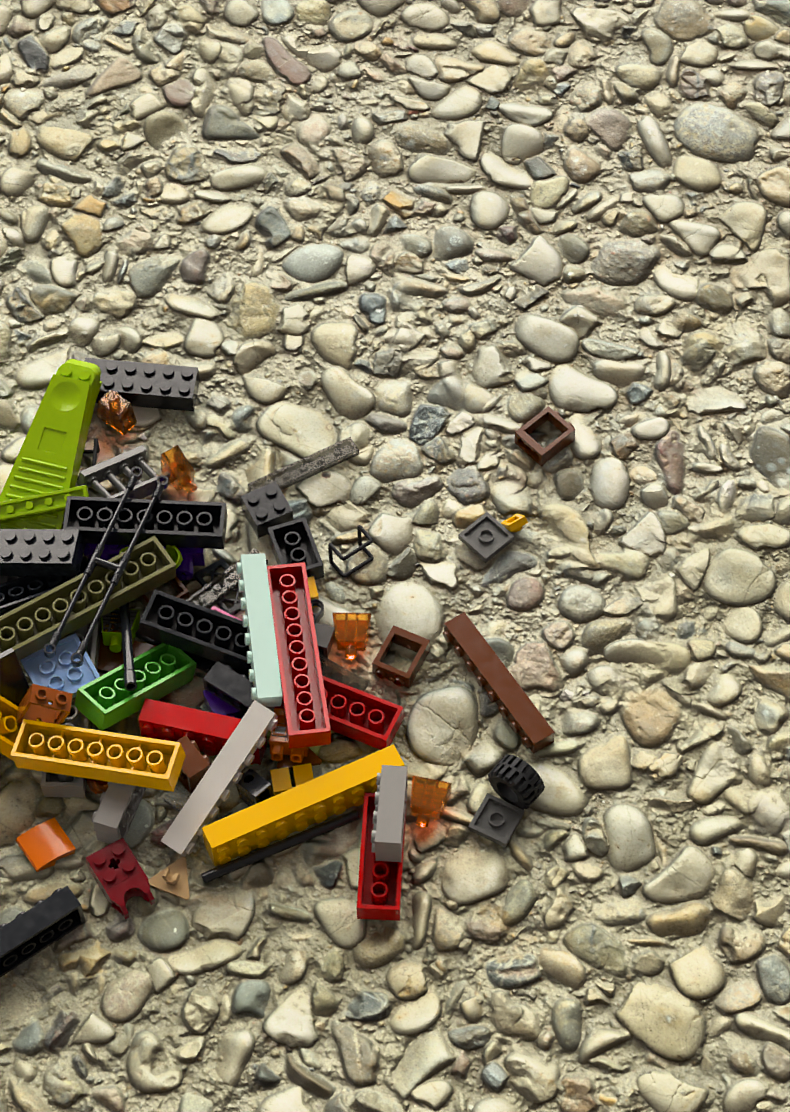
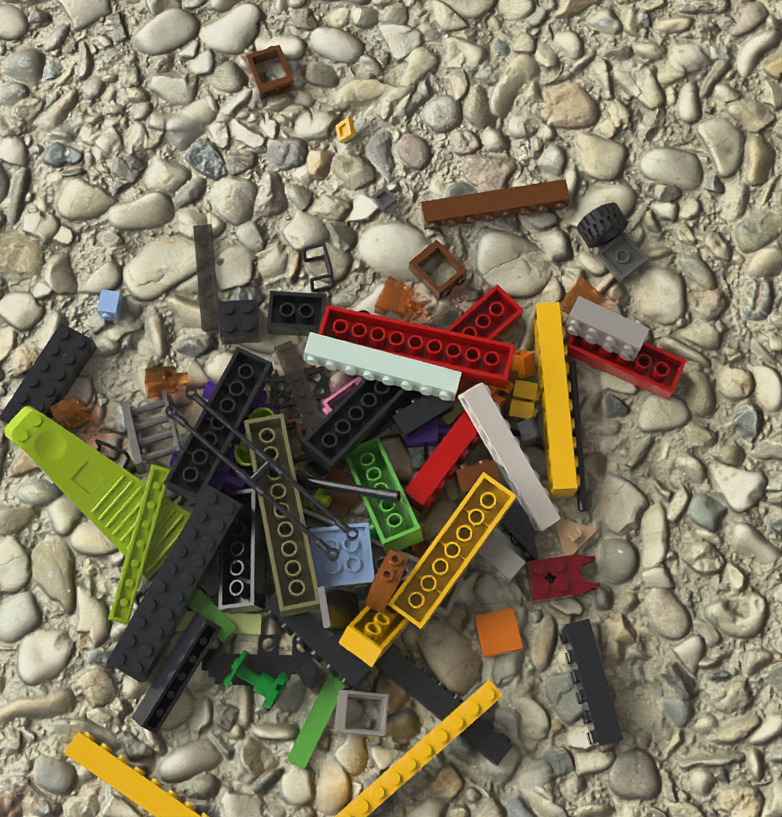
camera: 70 degrees left, 15 degrees up
(155, 826) = (518, 527): none -> black slope
(237, 402) = (110, 304): none -> light blue brick
(332, 762) = (524, 363): none -> orange panel
(456, 583) = (384, 199): none -> dark grey plate
(486, 537) = (349, 158): dark grey plate -> none

